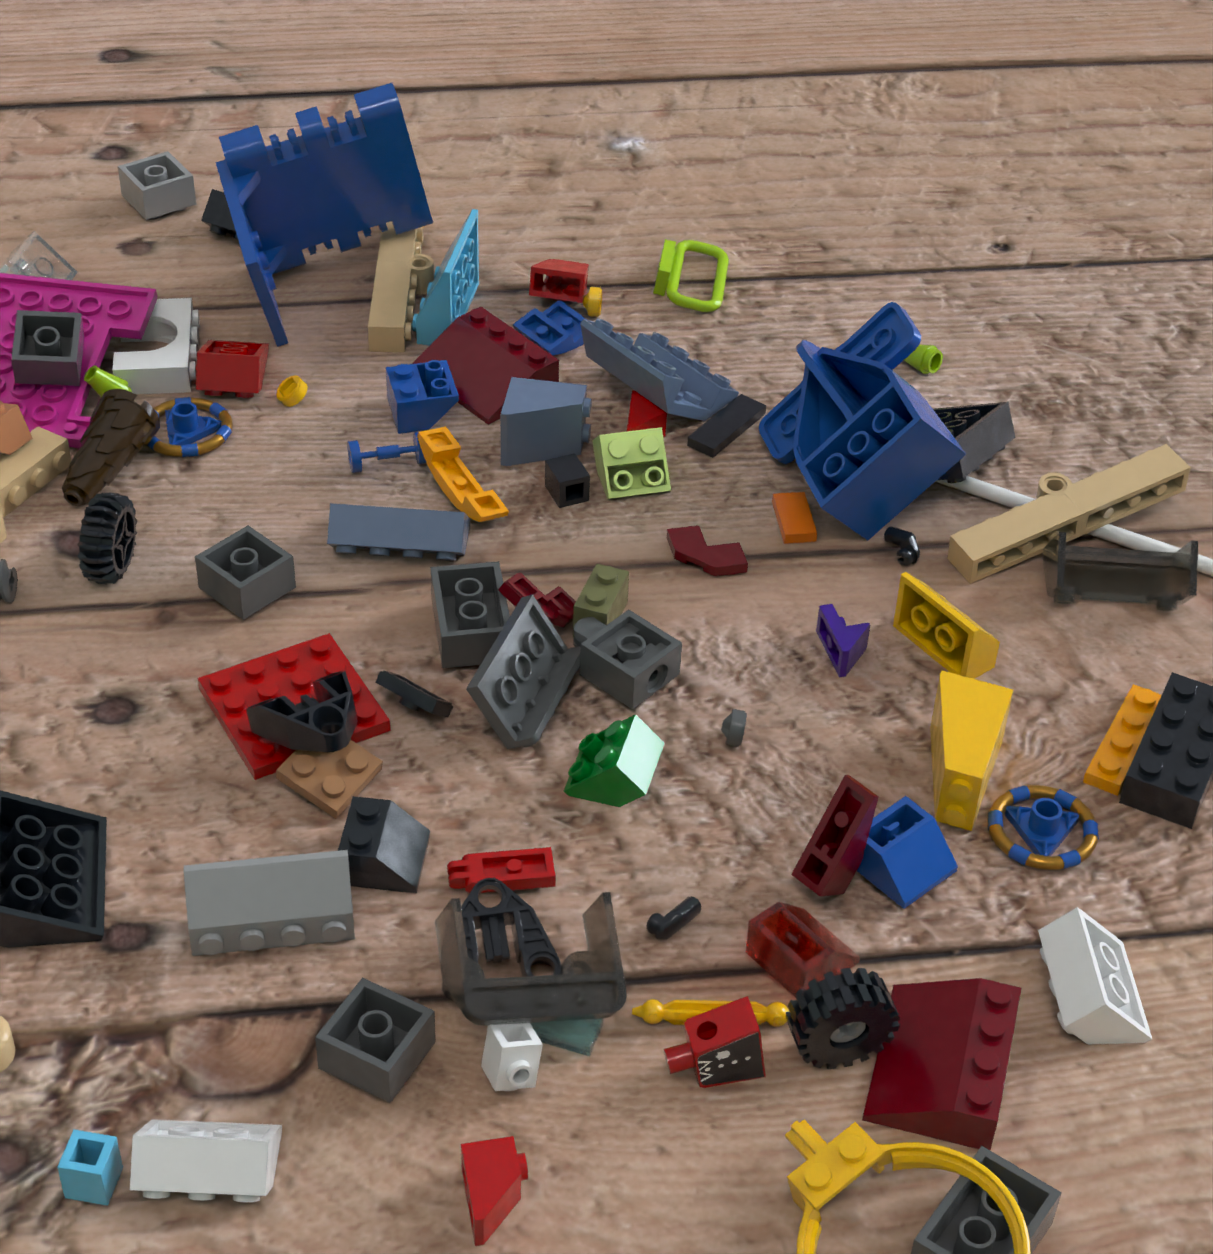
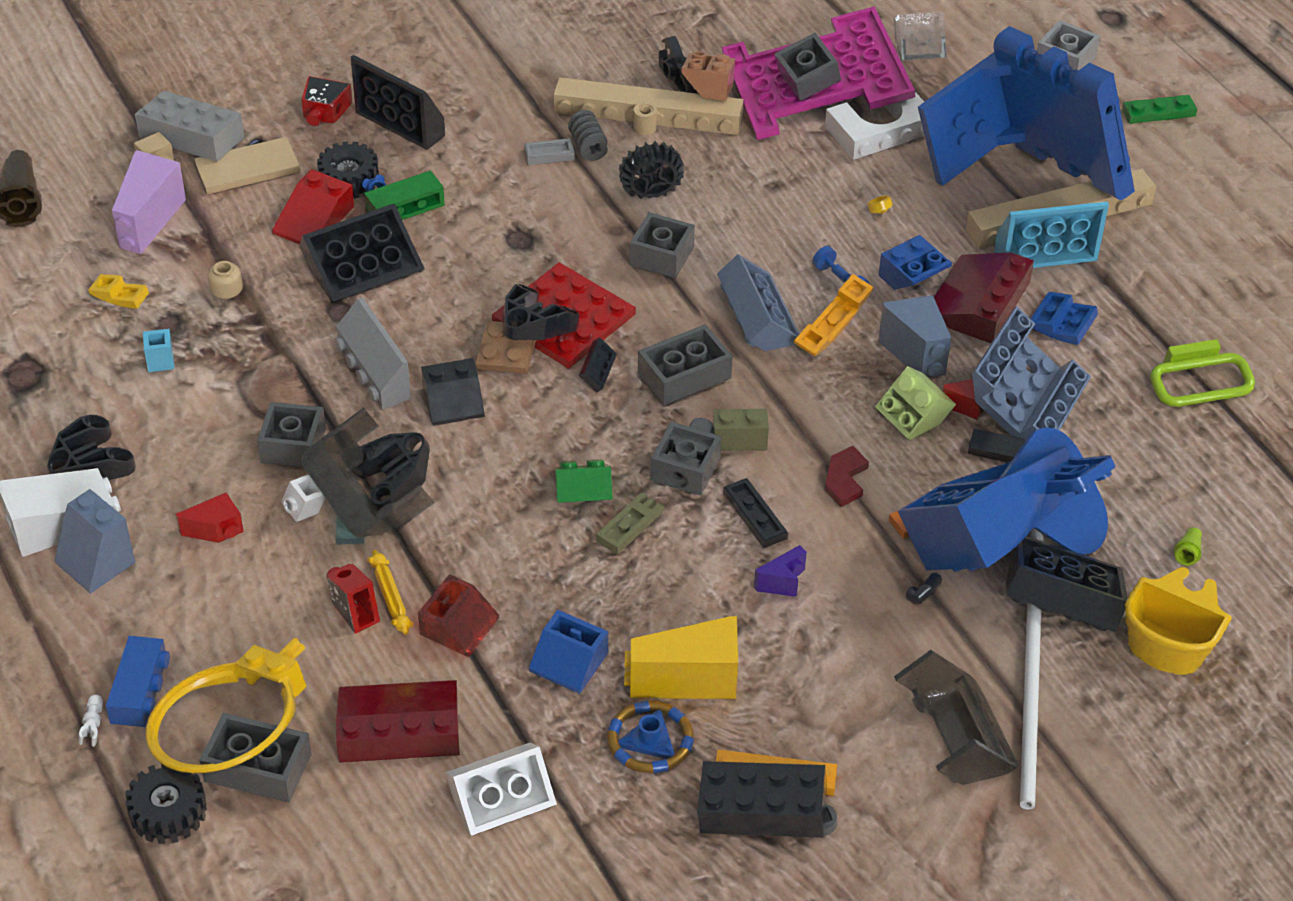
camera: 70 degrees right, 5 degrees up
(103, 381) = (813, 115): lime cone -> none
(110, 442) = (748, 137): dark brown cone -> none
(187, 427) = (808, 170): blue piece -> none
(205, 1159) = (188, 395): white slope -> none
(231, 367) = (885, 164): red slope -> none
(514, 868) = (462, 457): red hinge -> none
(524, 675) = (632, 404): dark grey bracket -> none
(556, 604) = (707, 387): dark red tile -> none
(563, 280) = (1118, 298): red torso -> none
(567, 480) = (870, 374): black brick -> none
(593, 301) = (1111, 327): yellow tile -> none
(673, 921) = (457, 550): black arm -> none
(702, 745) = (629, 523): none -> olive hinge
(729, 638) = (755, 513): none -> black tile
(734, 726) = (654, 536): dark grey tile -> none
(838, 840) = (539, 604): dark red slope -> none
(842, 1018) = (389, 643): black bush -> none
(943, 630) = (825, 627): yellow slope -> none
(1042, 386) = (1173, 624): none -> yellow piece
(1069, 509) = (1022, 679): tan hinge -> none

